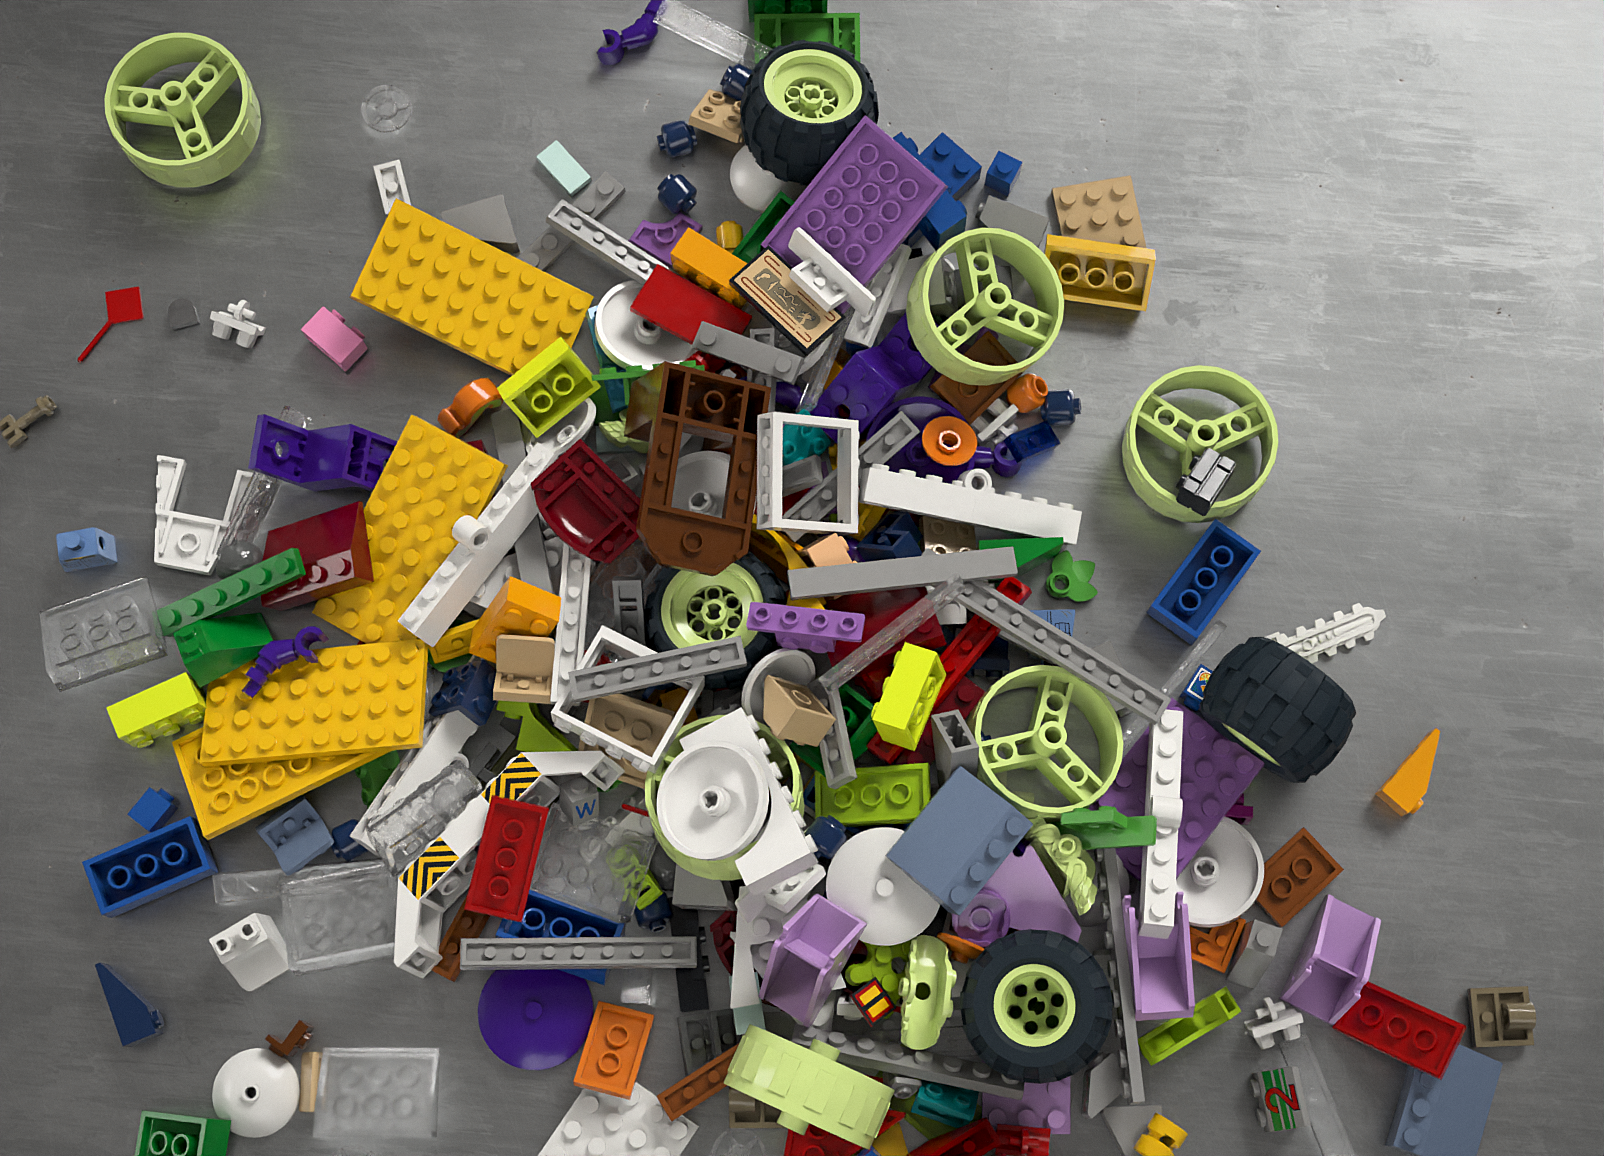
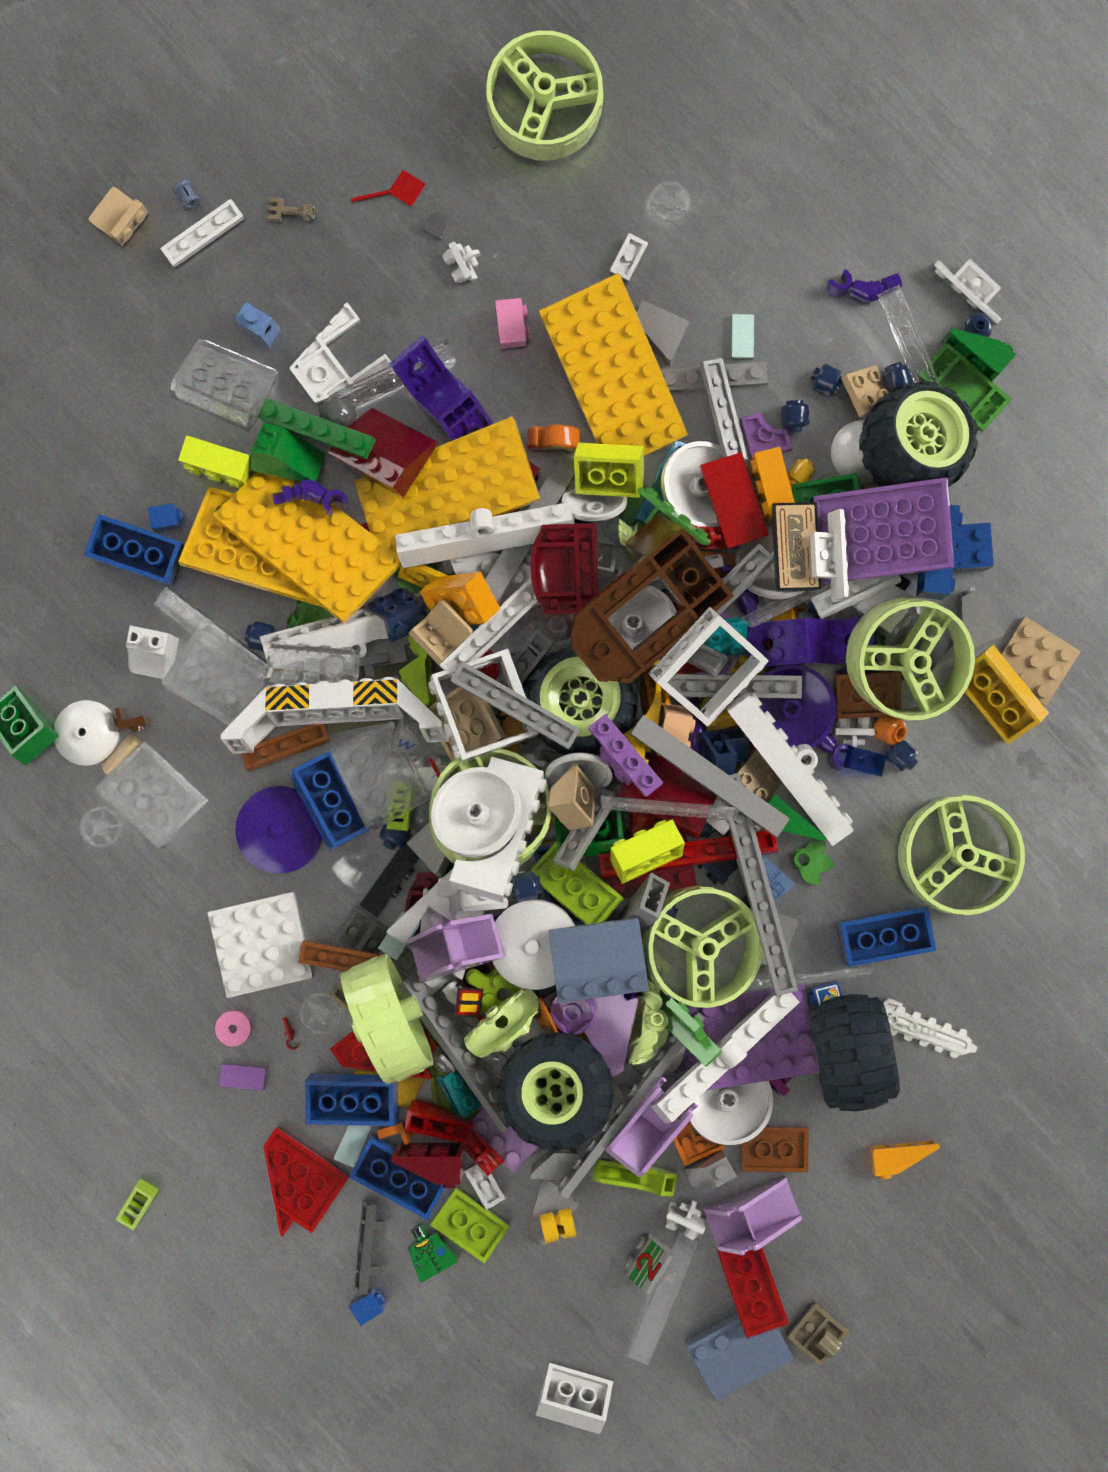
camera: 40 degrees right, 10 degrees up
(132, 1013) = (55, 624): dark blue slope -> none
(296, 834) = (232, 607): sand blue bracket -> none
(506, 858) = (335, 732): red tile -> none
(578, 953) = (328, 823): light grey tile -> none
(614, 1050) = (302, 892): orange plate -> none
(748, 353) = (743, 557): light grey plate -> none
(952, 432) = (822, 718): orange dish -> none
(1003, 173) = (1004, 580): blue brick -> none
(1205, 482) = (940, 883): brick -> none

